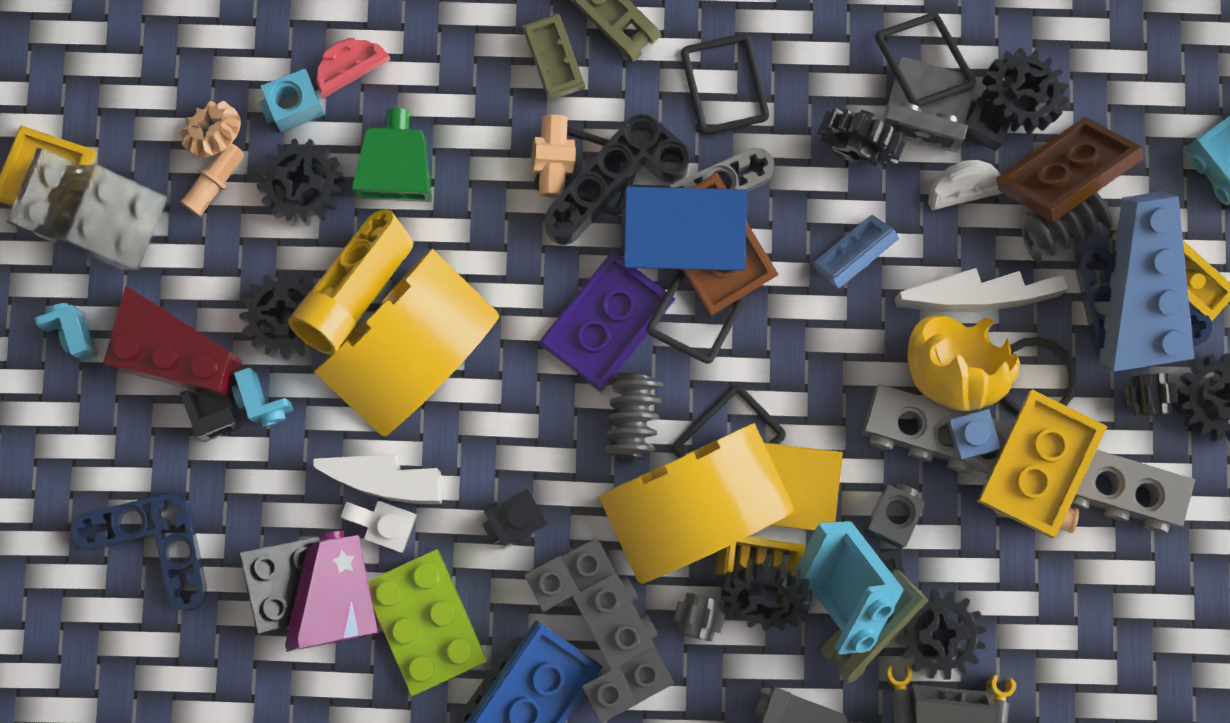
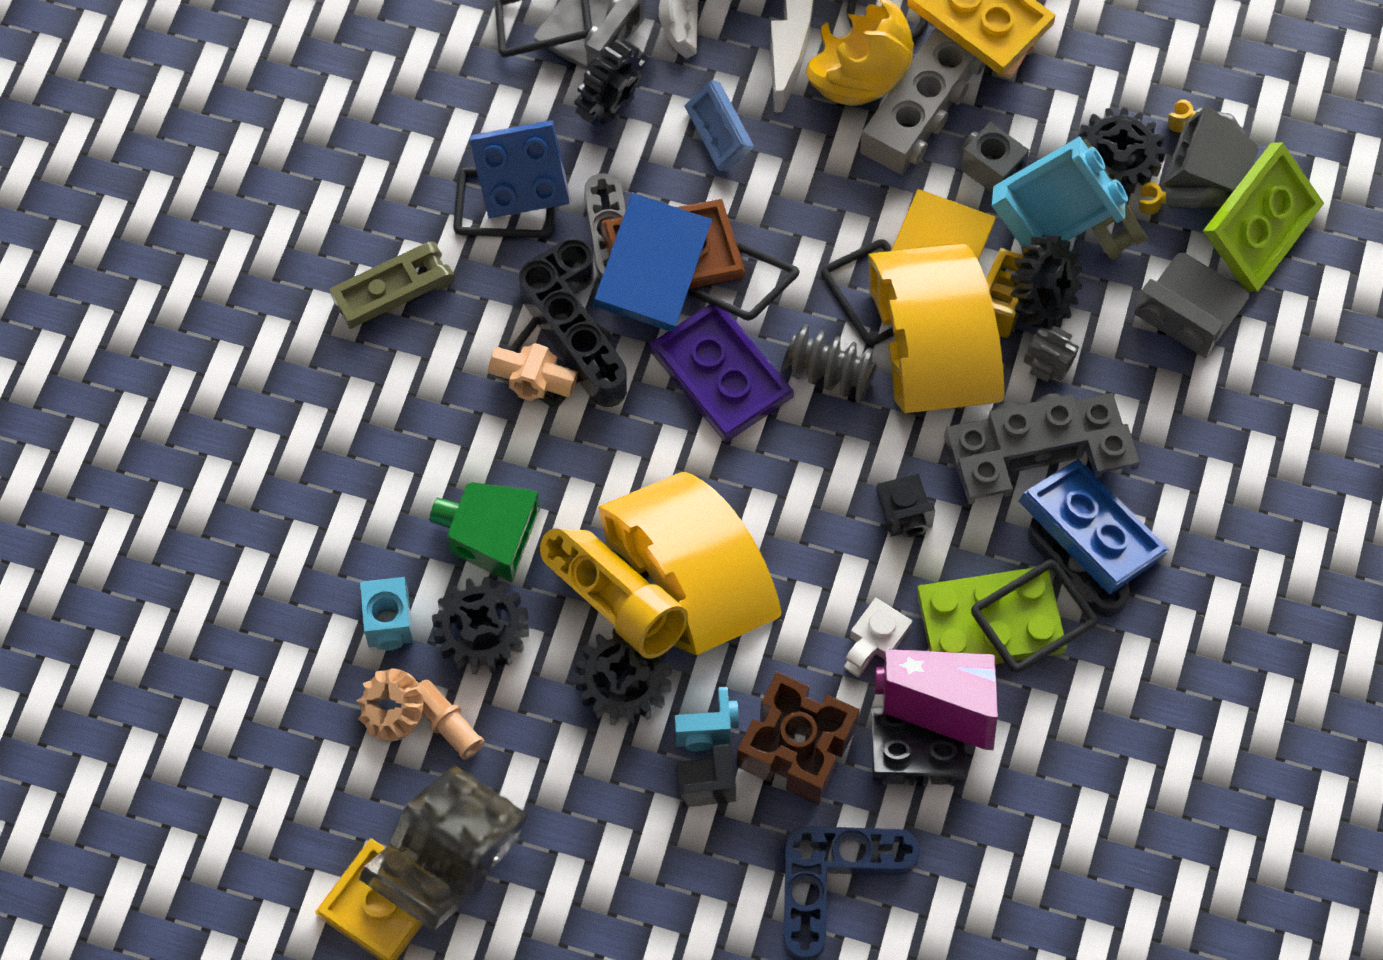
camera: 75 degrees left, 15 degrees down
(75, 334) = (578, 900): medium azure bracket -> none
(165, 349) = (626, 799): dark red wedge -> none
(245, 456) = (790, 712): none -> reddish brown brick
(348, 62) = (360, 547): coral plate -> none
(383, 478) = (830, 616): white slope -> none
(483, 665) = (996, 642): none -> black piece
(553, 57) = (424, 348): olive plate -> none
(746, 83) = (520, 169): none -> blue plate
(974, 435) = (936, 62): medium blue plate -> none

